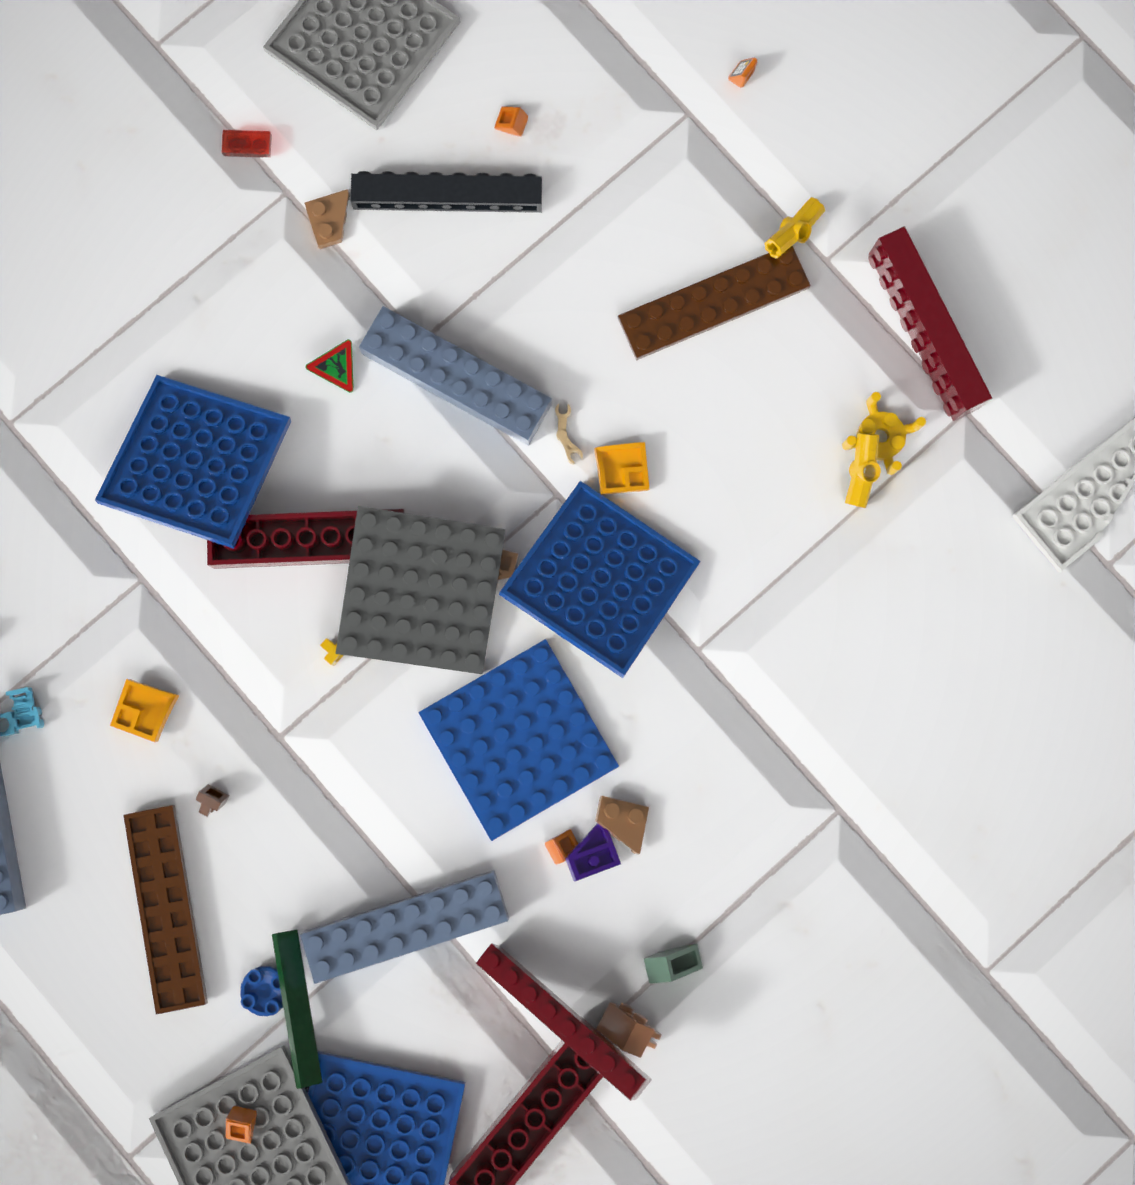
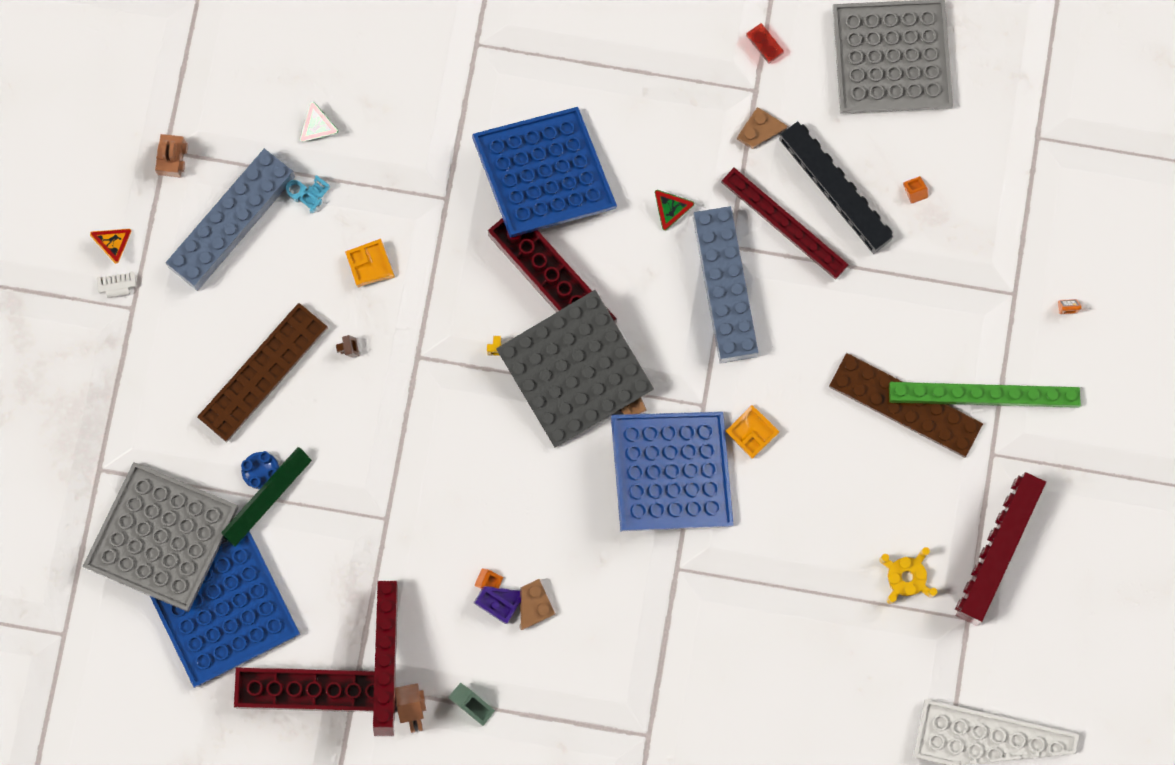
camera: 55 degrees right, 5 degrees down
(240, 1124) = (173, 517): orange slope -> none
(404, 926) = (365, 522): sand blue brick -> none
(441, 270) = (784, 223): none -> dark red plate
(518, 739) = (532, 502): blue plate -> none
(562, 435) = (742, 379): tan piece -> none
(764, 219) = (984, 394): none -> bright green plate
(795, 228) = (993, 417): yellow piece -> none
(862, 482) = (862, 587): yellow piece -> none

